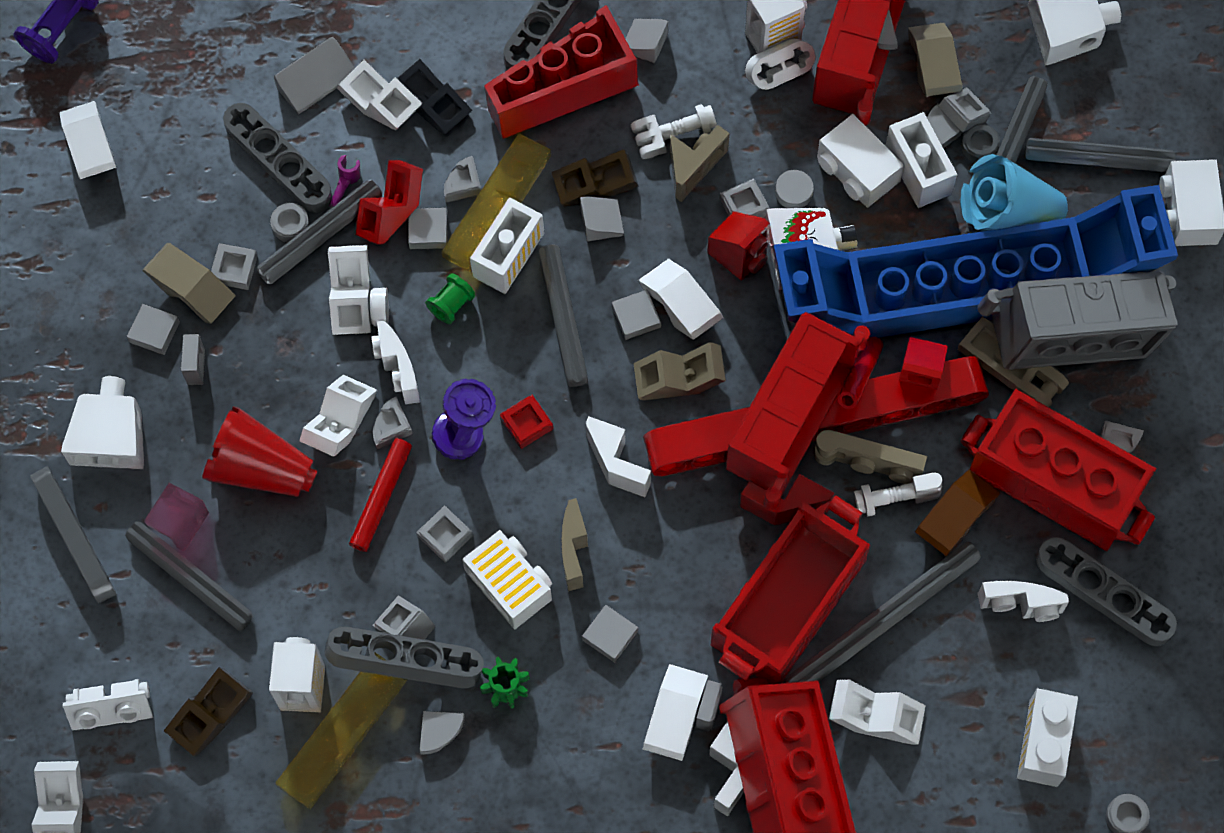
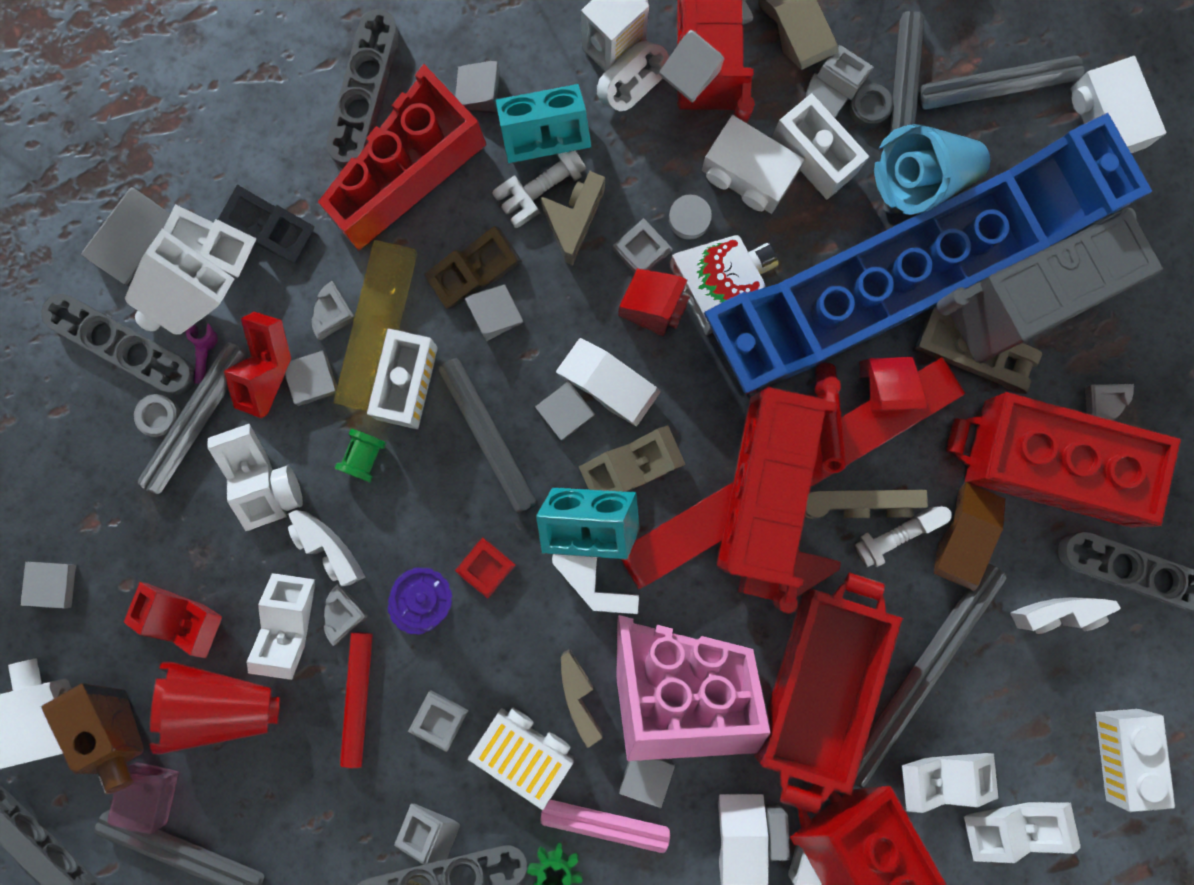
camera: 20 degrees left, 15 degrees up
(165, 455) = (96, 733): none -> reddish brown torso
(190, 281) = (67, 523): dark tan slope -> none
(193, 359) = (101, 611): light grey tile -> none
(234, 265) = (112, 485): light grey tile -> none
(248, 384) = (173, 619): none -> red slope
(343, 120) = (175, 286): none -> white torso
(561, 661) = (605, 826): none -> bright pink axle
(627, 399) = (588, 523): none -> teal brick
(667, 568) = (686, 695): none -> bright pink wedge
(691, 79) = (543, 123): none -> teal brick
(824, 60) = (692, 66): none -> light grey slope
(928, 775) = (1023, 828): none -> white slope

